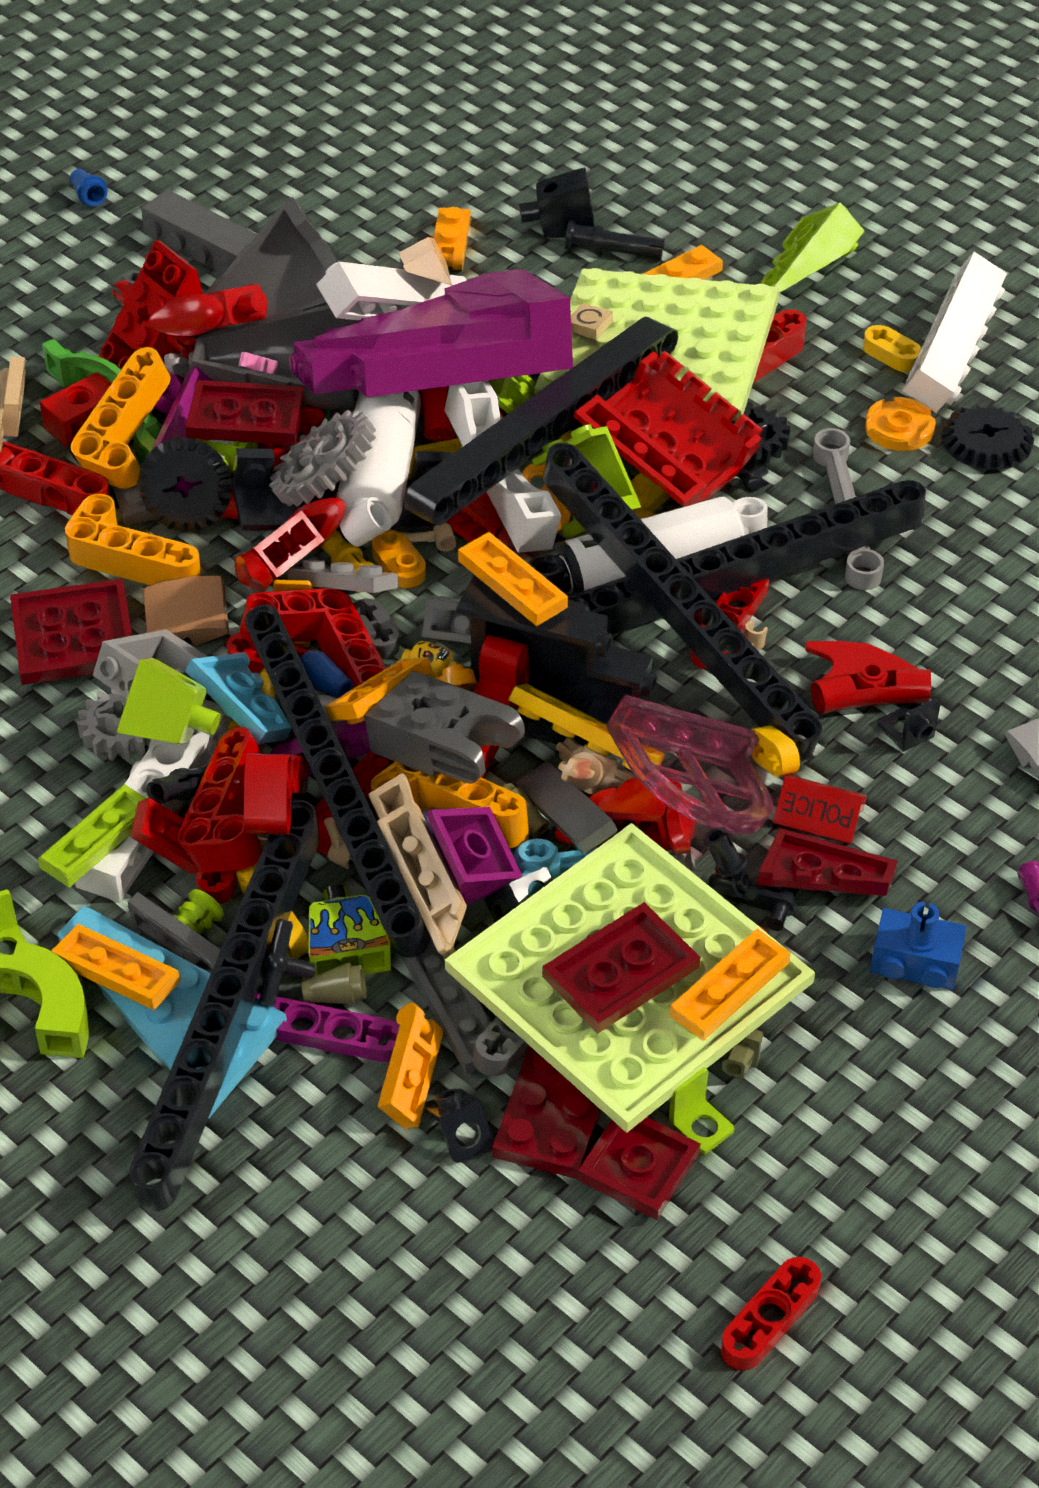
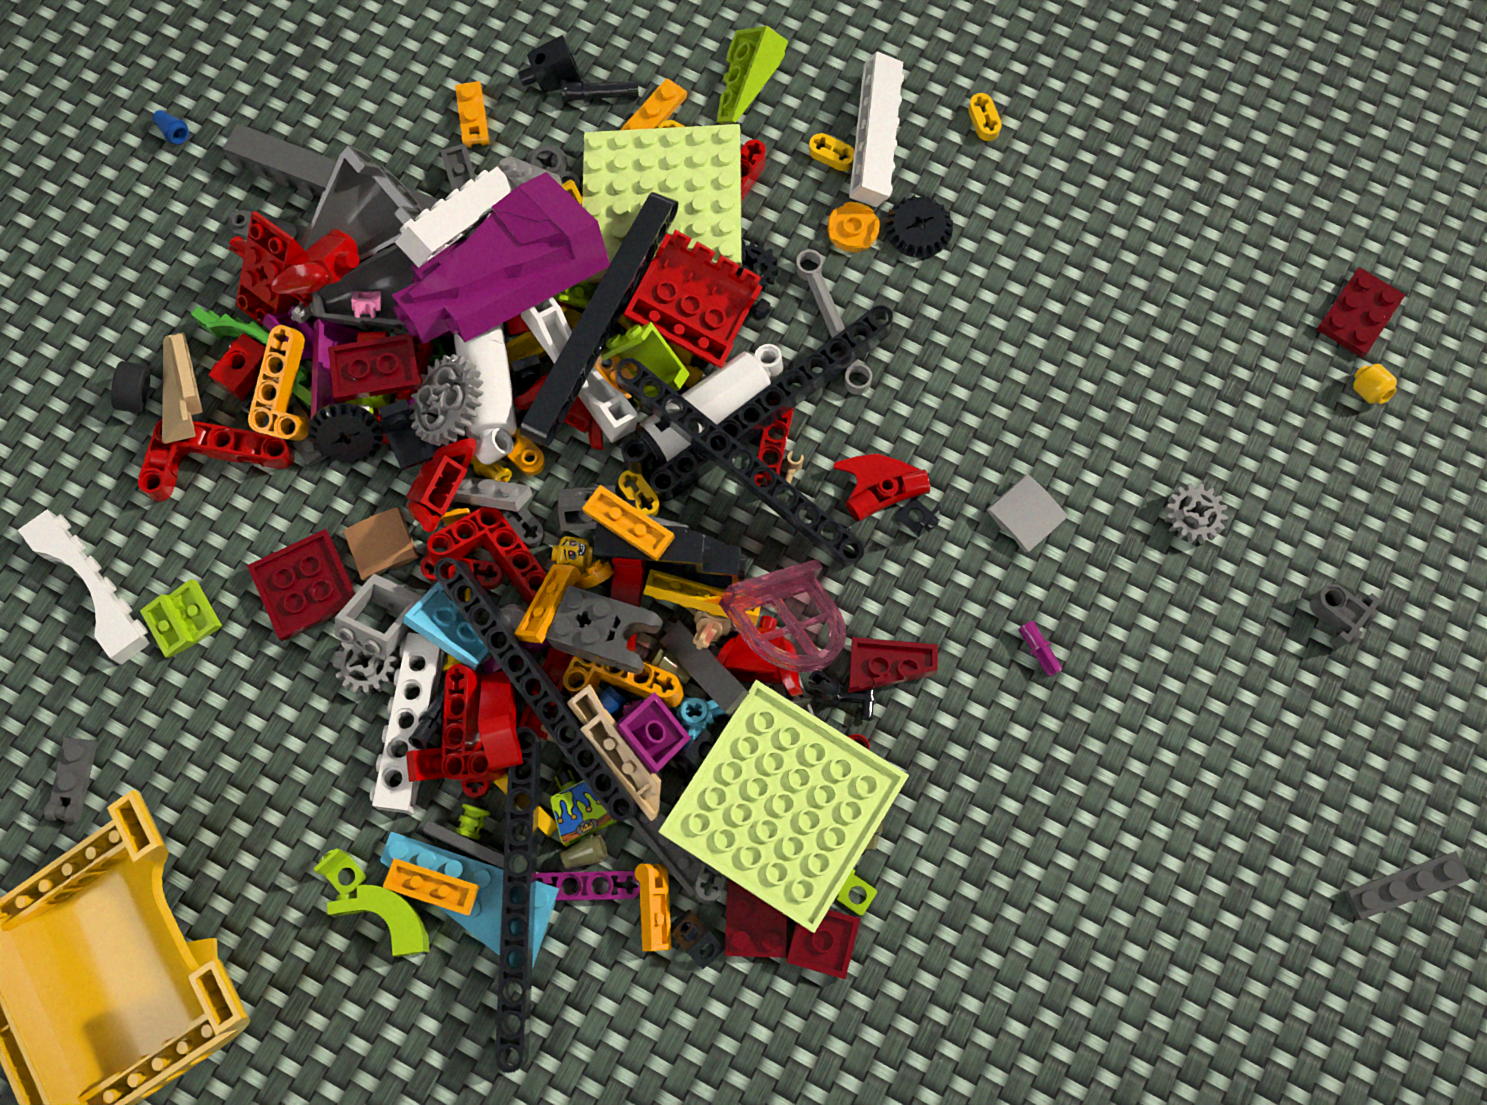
camera: 15 degrees left, 25 degrees up
(92, 837) = (382, 782): lime tile -> none
(104, 546) = (327, 496): light orange beam -> none
(165, 705) = (399, 664): lime torso -> none
(277, 963) = (544, 858): black piece -> none
(326, 674) = (502, 588): blue cone -> none
(426, 261) = (467, 171): tan wedge -> none
(590, 321) = (606, 196): tan tile -> none
(620, 967) = (781, 813): dark red plate -> none
(729, 984) = (857, 808): light orange plate -> none
(767, 1332) = (916, 1049): red beam -> none
(775, 752) = (835, 572): yellow beam -> none
(819, 808) = (875, 607): red panel -> none
(918, 947) = (967, 717): blue brick -> none

